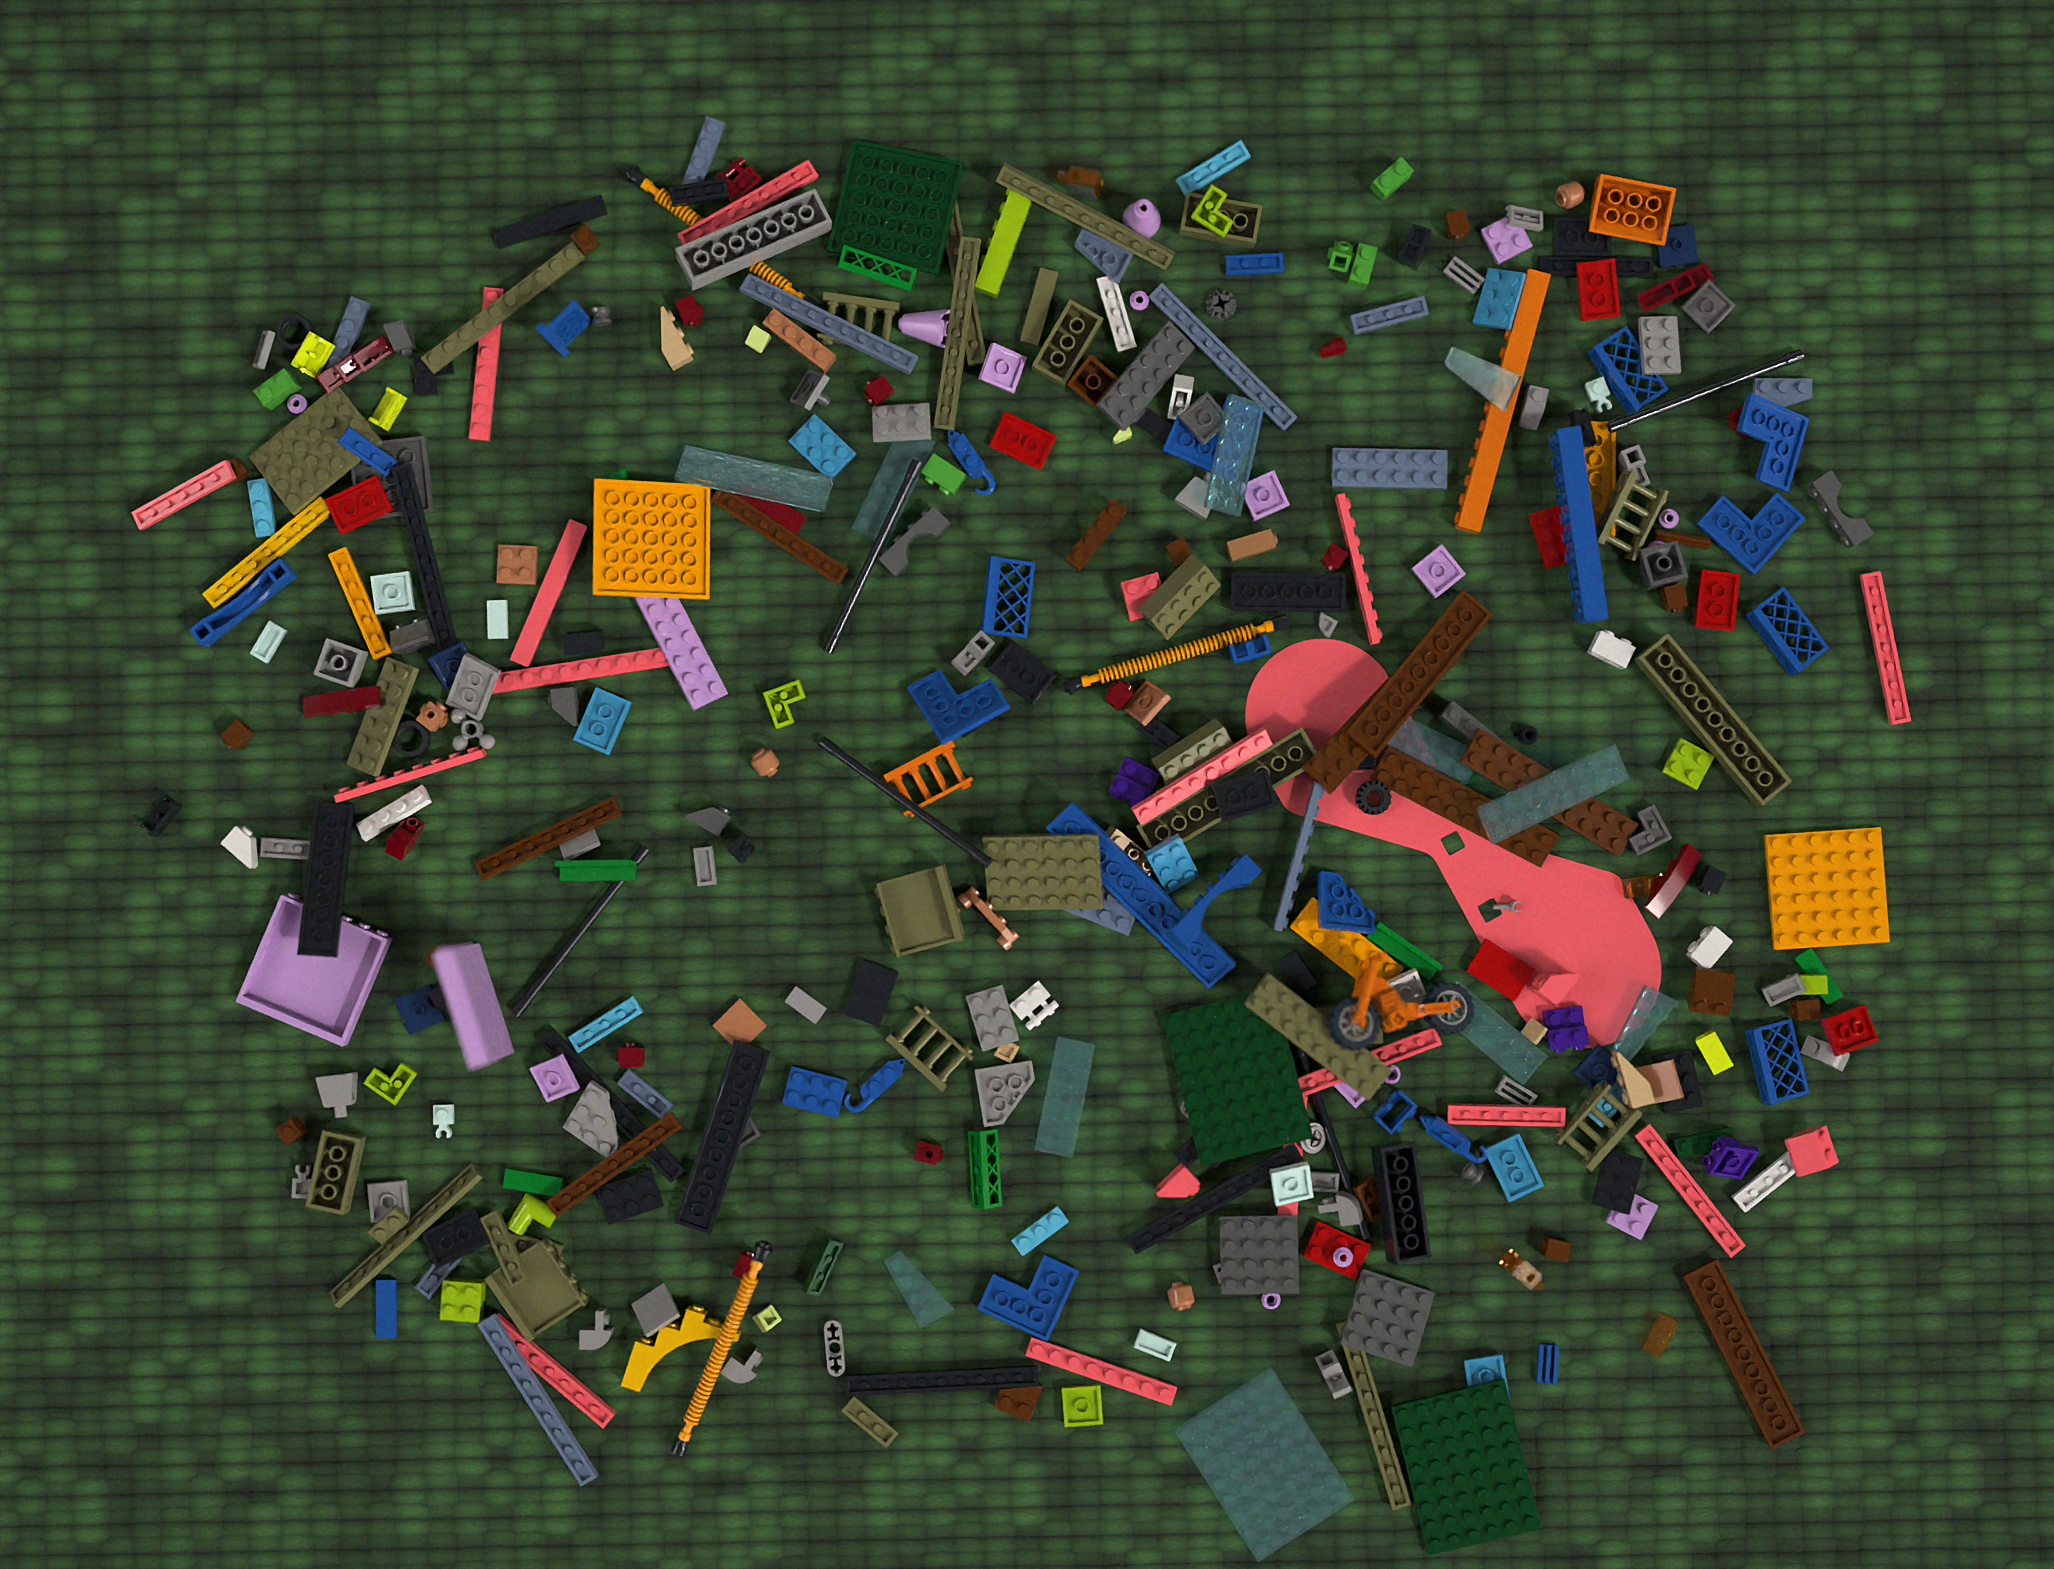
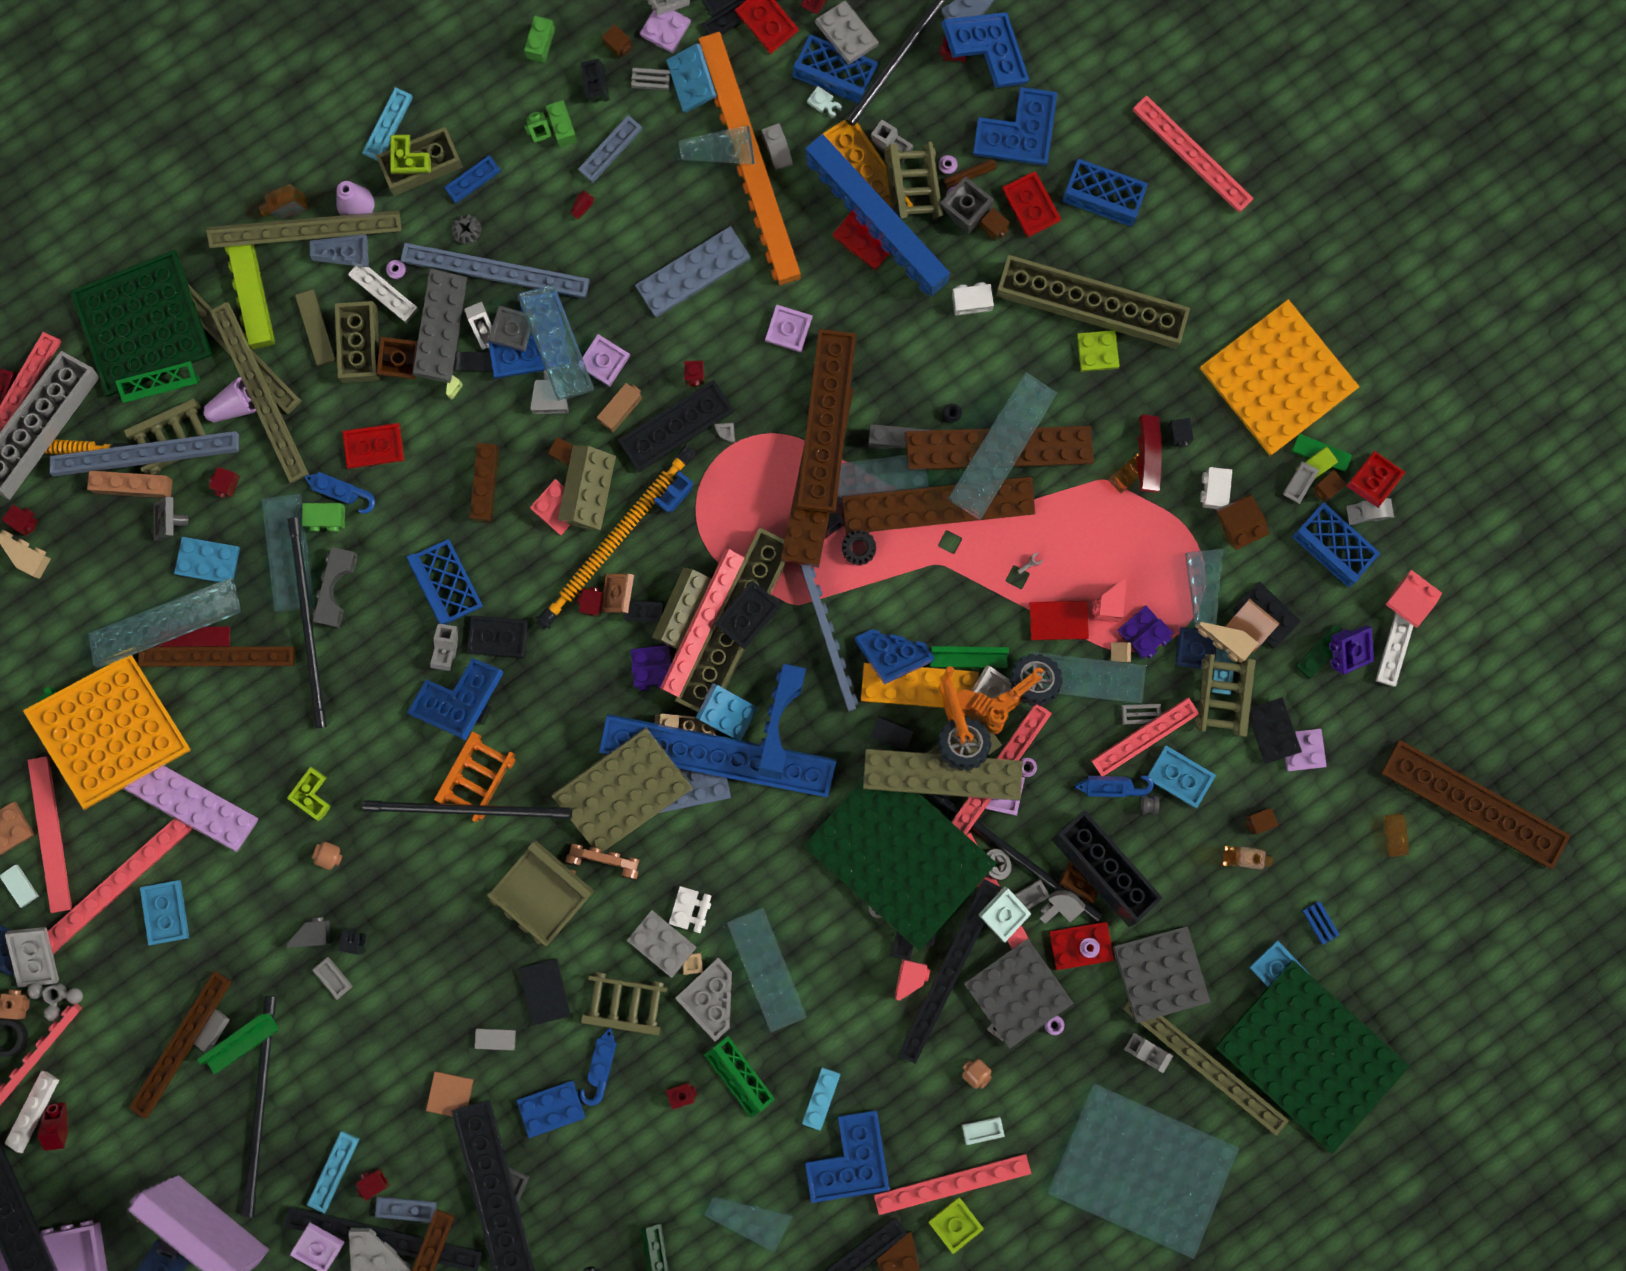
camera: 35 degrees left, 5 degrees down
(565, 703) = (123, 918): dark grey slope -> none
(583, 642) = (105, 856): black hinge -> none
(757, 339) = (94, 506): yellowish green slope -> none
(901, 422) = (260, 496): light grey plate -> none
(1002, 368) = (316, 396): lavender plate -> none
(1360, 577) = (728, 375): coral plate -> none
(1407, 1112) = (1042, 796): blue window -> none
(1582, 419) = (834, 137): black hinge -> none
(1654, 831) = (1108, 424): flat silver plate -> none
(1689, 1190) = (1337, 698): coral plate -> none
(1713, 1052) = (1279, 571): neon yellow hinge -> none
(1825, 491) = (1059, 62): dark grey arch -> none

